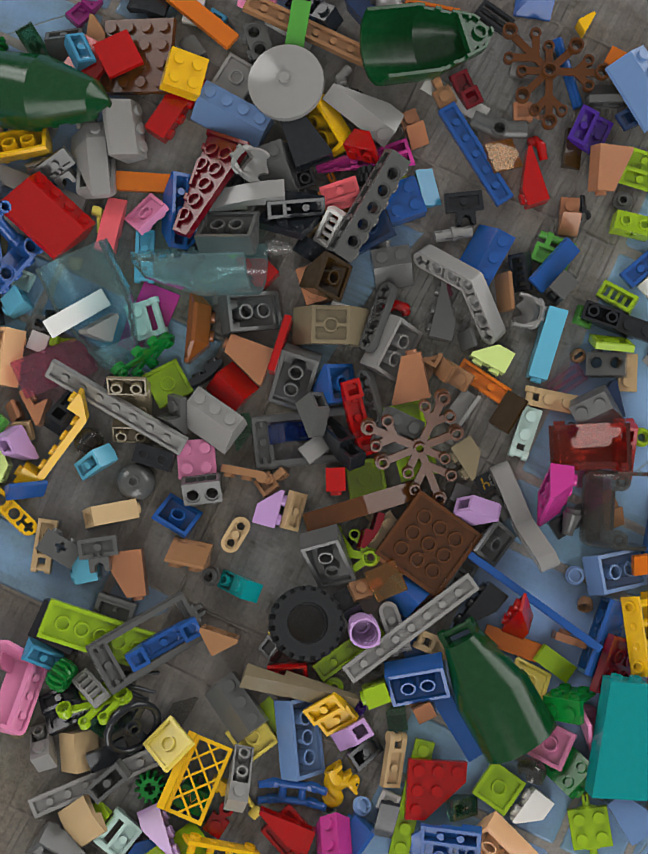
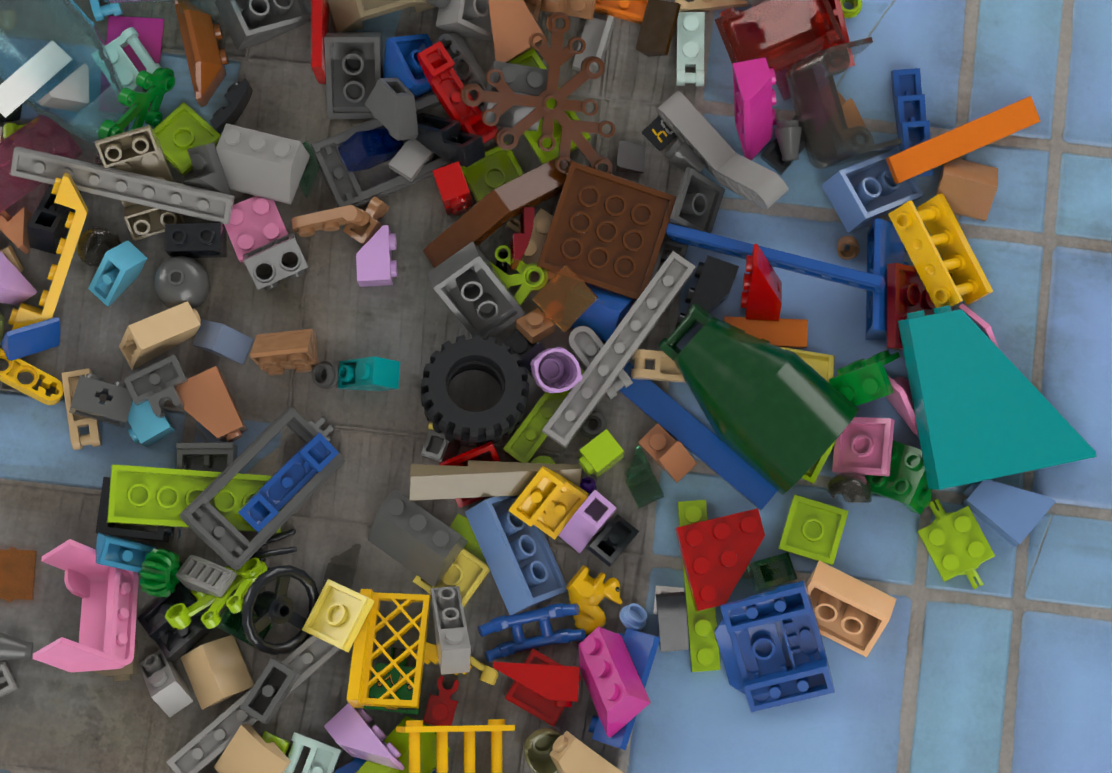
camera: 15 degrees left, 5 degrees down
(103, 758) = (251, 665): black slope -> none
(147, 792) = (322, 683): green gear -> none
(150, 530) = (223, 341): none -> sand blue slope
(176, 516) = (252, 309): blue slope -> none
(217, 639) = (362, 452): medium nougat slope -> none
(232, 386) = (273, 112): red slope -> none
(235, 534) = (341, 309): tan plate -> none
(249, 356) = (282, 67): nougat slope -> none
(293, 511) = (409, 251): tan plate -> none
(393, 759) = (656, 539): tan plate -> none
(417, 679) = (651, 417): blue slope -> none
(466, 457) = (618, 102): dark tan slope -> none
(476, 510) = (657, 165): lavender slope -> none
(532, 807) = (868, 539): white slope -> none
(554, 663) = (833, 338): lime slope -> none
(564, 636) = (835, 299): nougat plate -> none
(574, 575) = (820, 214): light blue plate -> none

